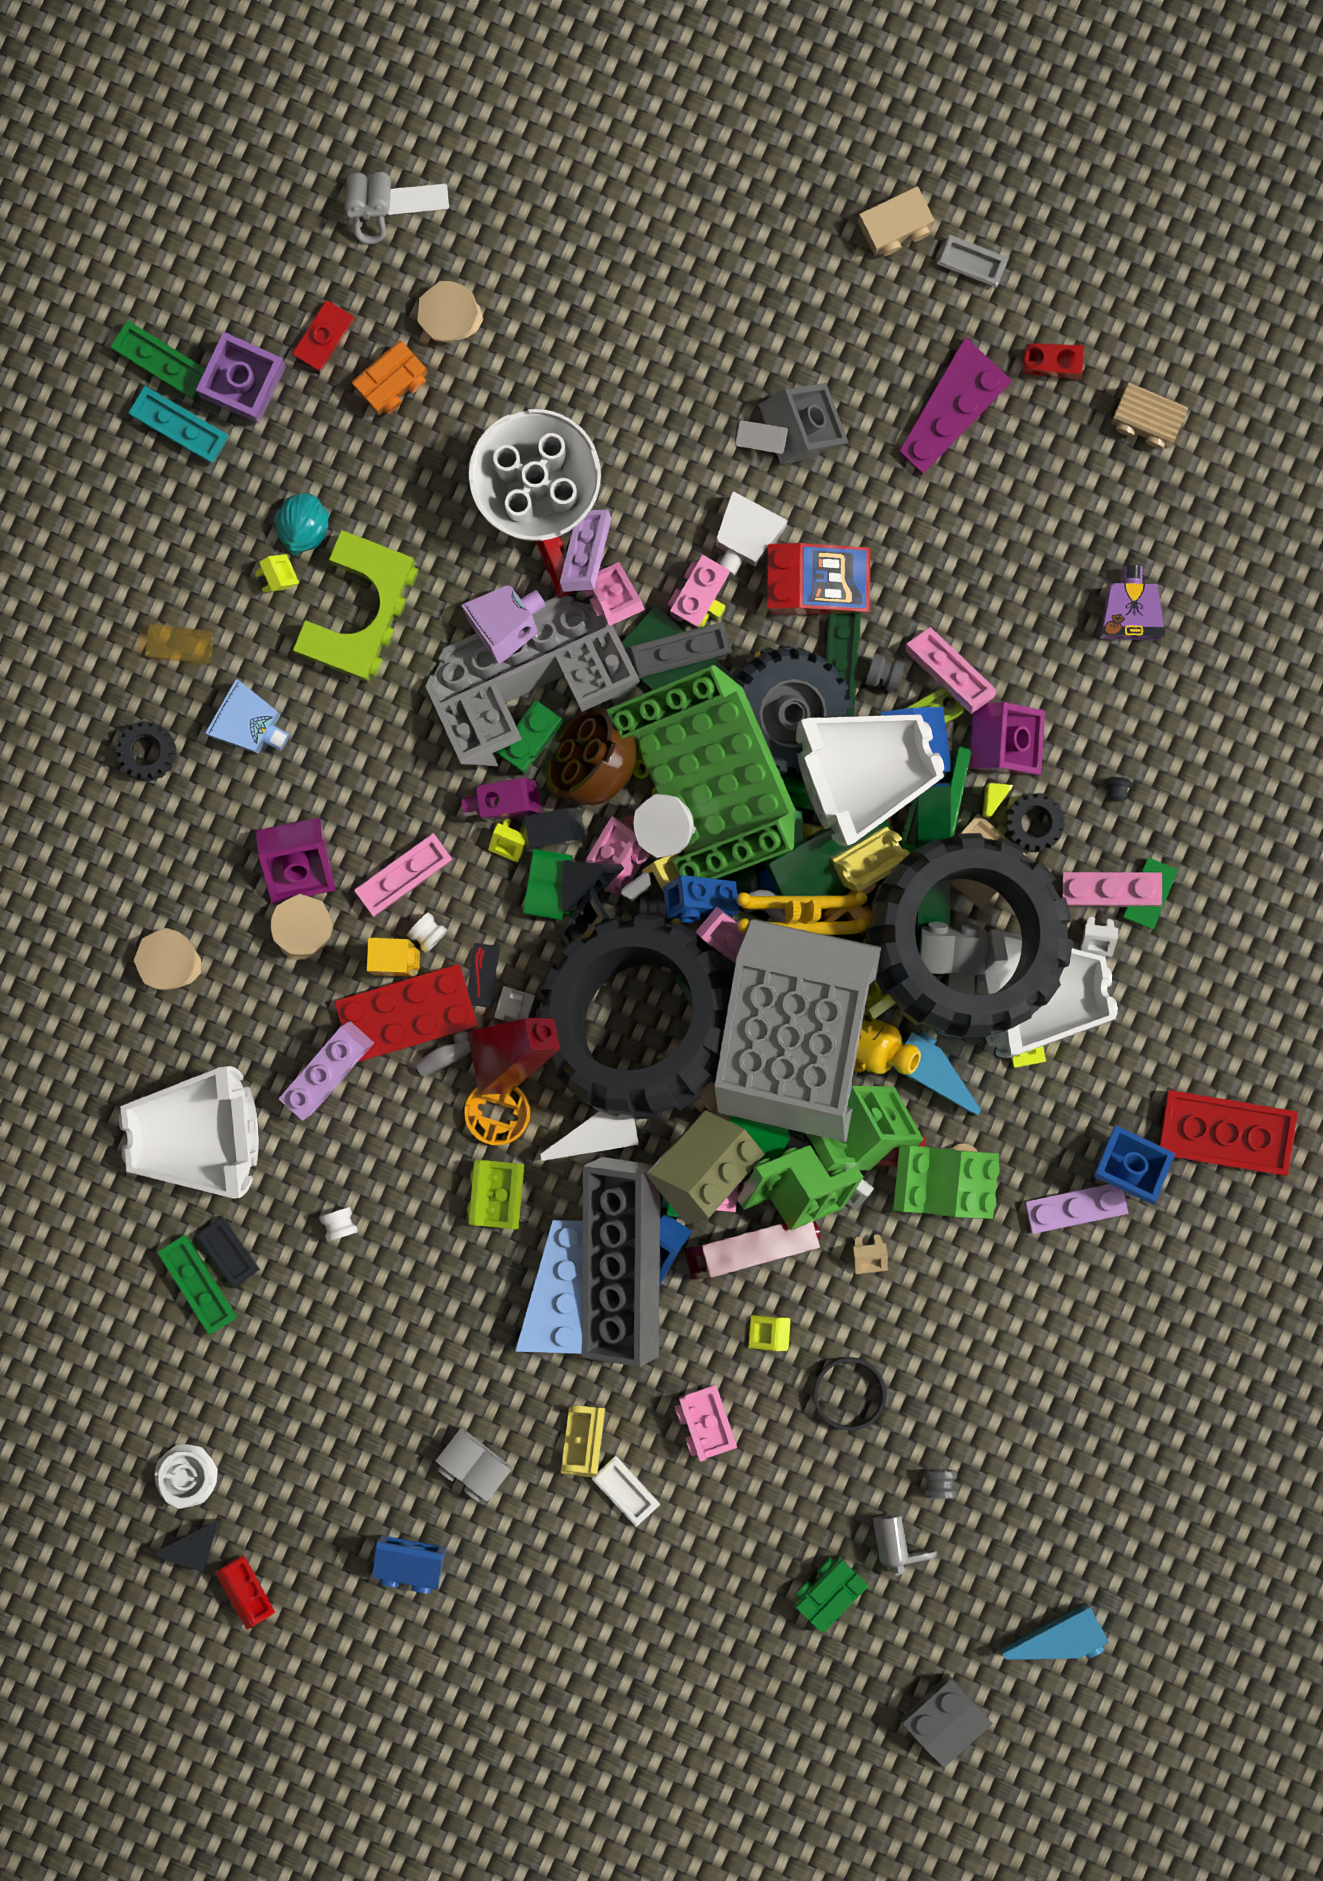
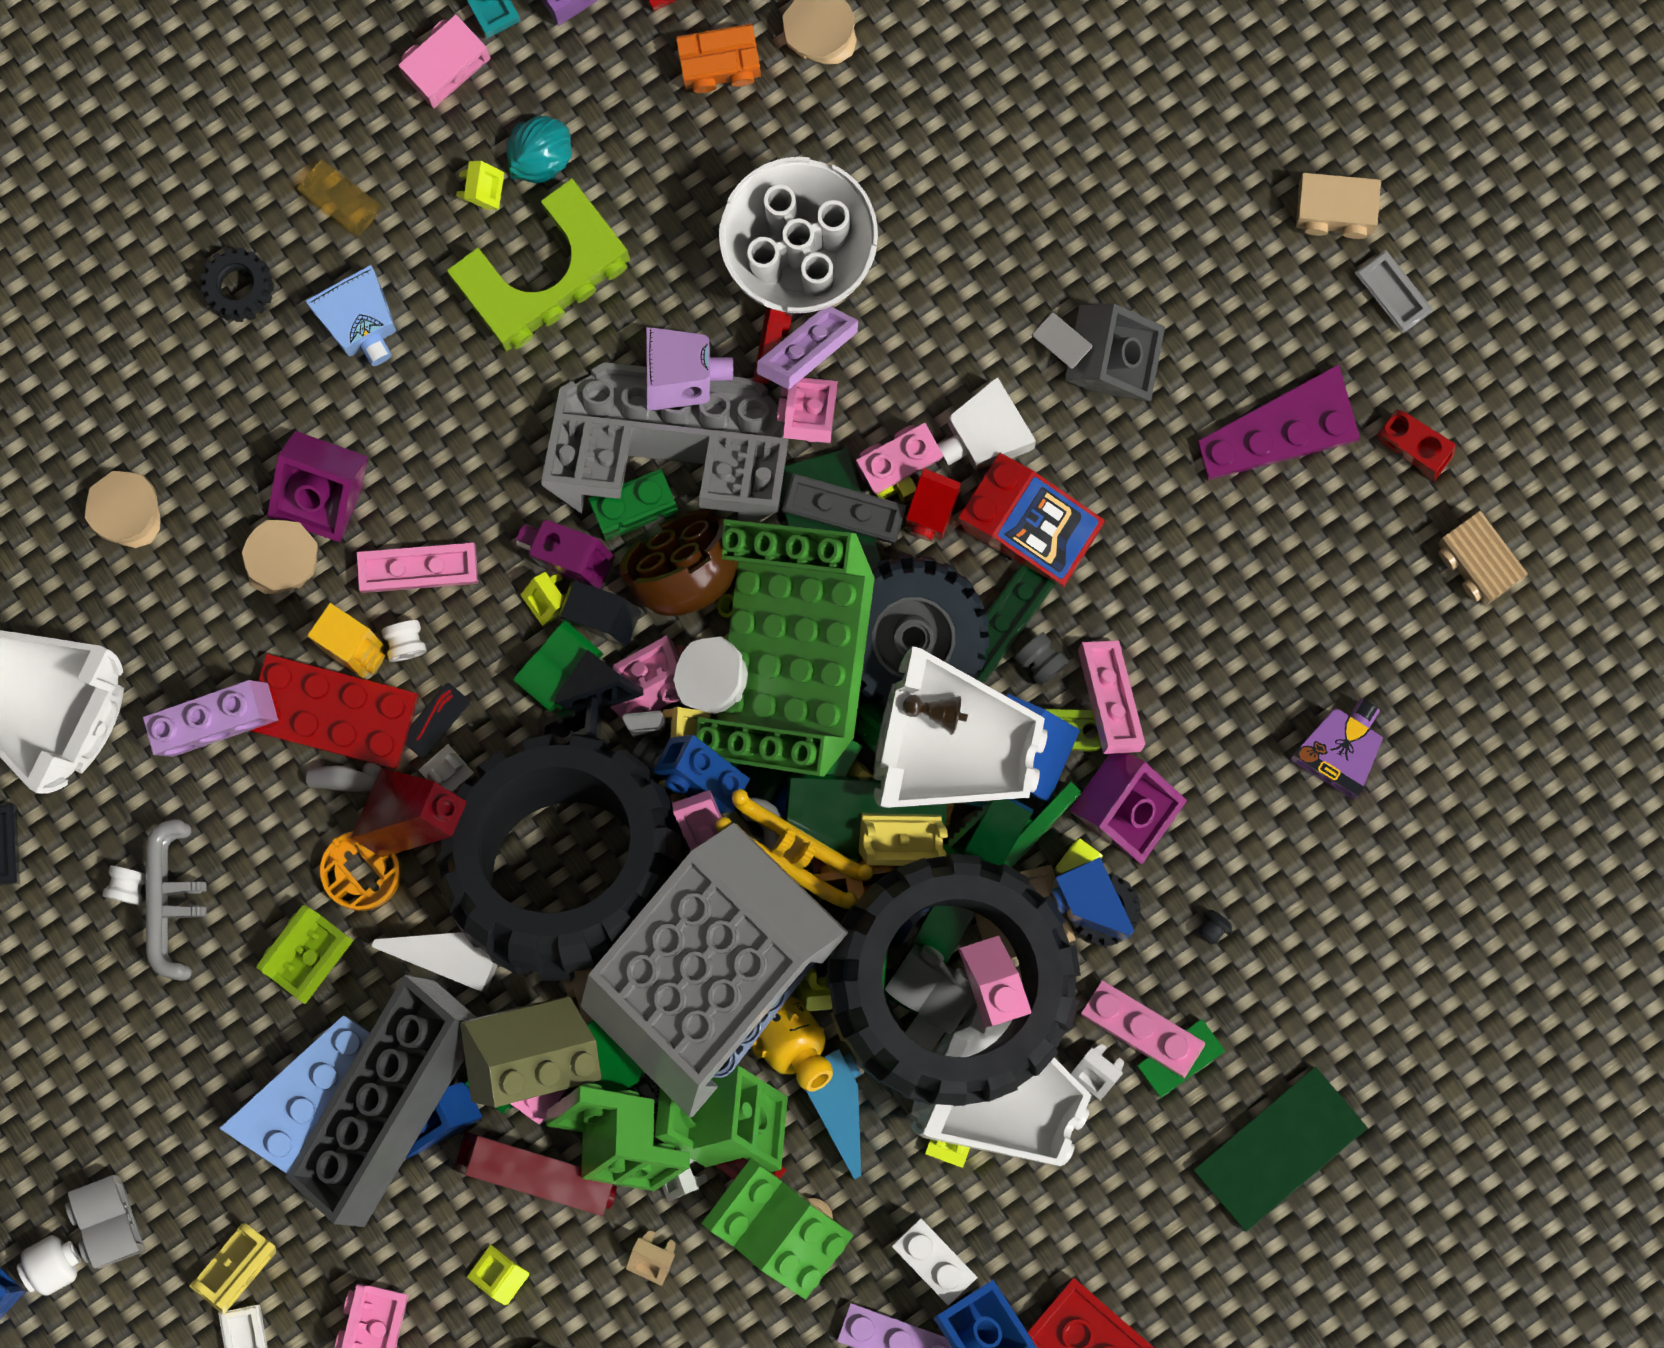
camera: 40 degrees right, 5 degrees down
(193, 499) = (443, 60): none -> bright pink brick
(367, 1220) = (157, 899): none -> light grey piece
(452, 1519) = (48, 1265): none -> white head
(743, 610) = (932, 505): none -> red slope
(847, 753) = (942, 712): none -> dark brown piece
(1004, 920) = (994, 982): none -> bright pink slope
(1027, 821) = (1091, 900): none -> blue slope
(1066, 1137) = (934, 1261): none -> white brick
(1256, 914) = (1280, 1149): none -> dark green tile

